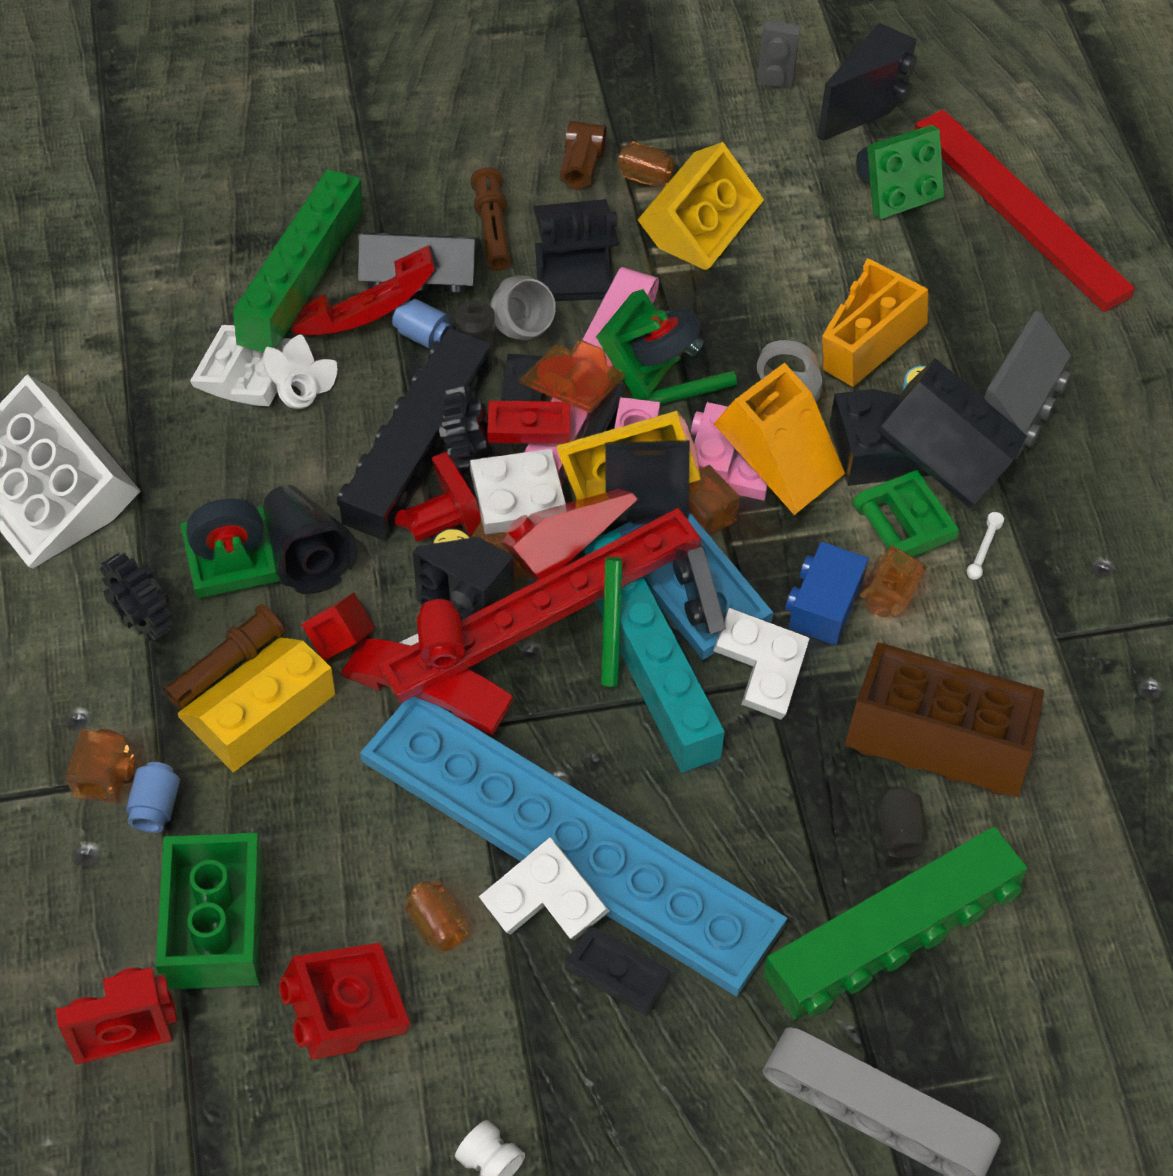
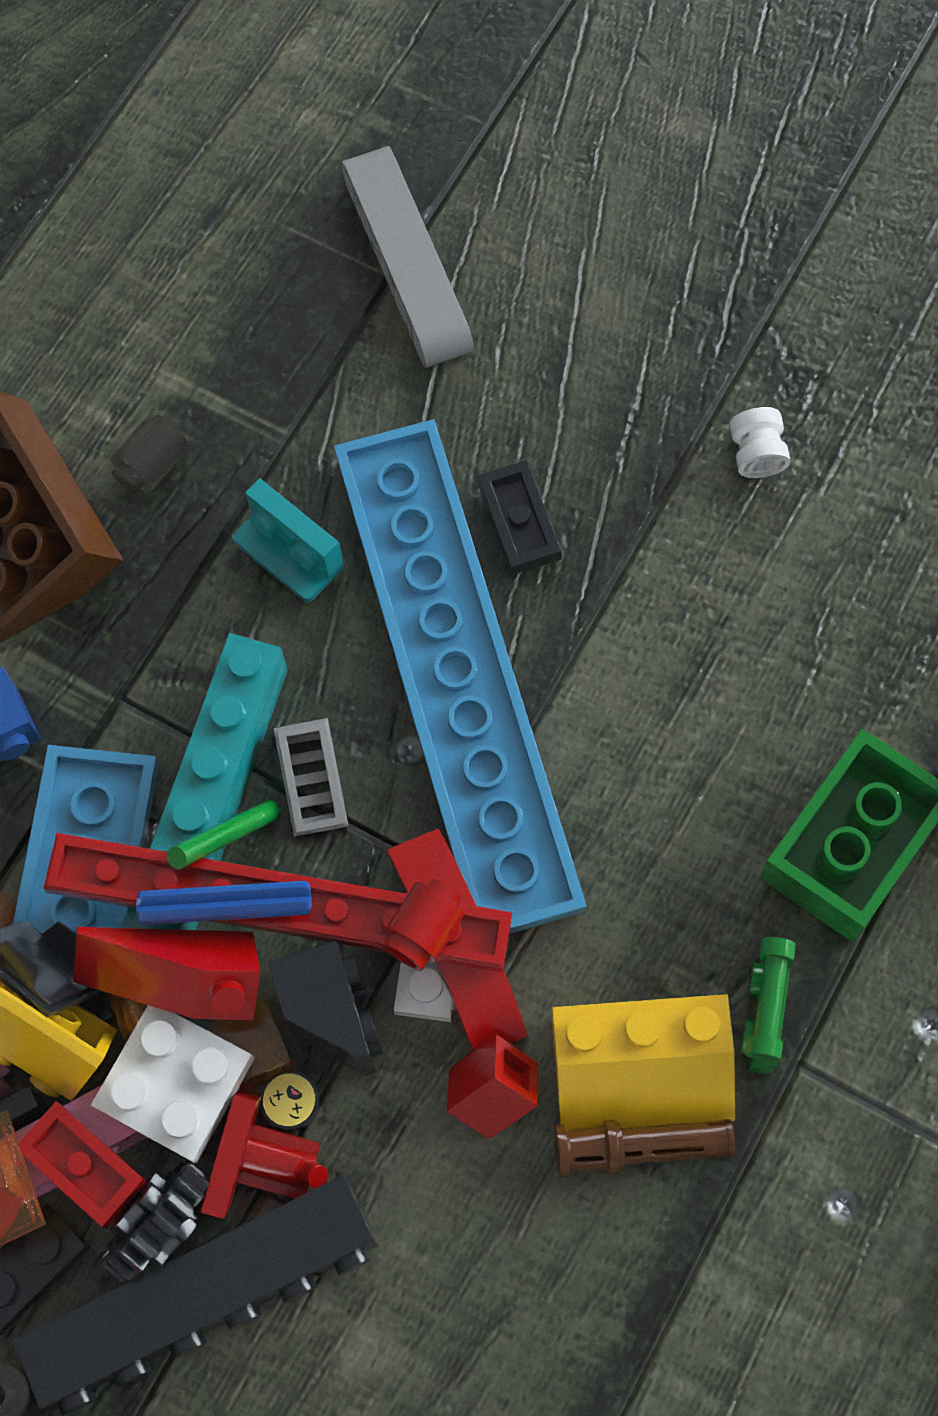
camera: 135 degrees left, 15 degrees up
(100, 765) = (861, 1103): clear orange brick -> none
(136, 596) = (698, 1281): black gear -> none
(152, 797) = (830, 1023): medium blue brick -> none
(203, 779) = (769, 984): none -> green plate
(228, 547) = (538, 1291): plate -> none
(306, 541) = (446, 1236): black cone -> none
(342, 999) = (788, 664): red plate -> none
(436, 916) = (641, 683): clear orange brick -> none
(549, 881) = (516, 633): white plate -> none
(567, 566) = (223, 902): none -> blue axle
(623, 735) = (302, 733): none -> light grey slope
(694, 573) = (110, 786): black plate -> none
(752, 834) = (288, 543): none -> teal bracket
(772, 653) = (96, 698): white plate -> none
(894, 923) = (243, 377): green brick -> none

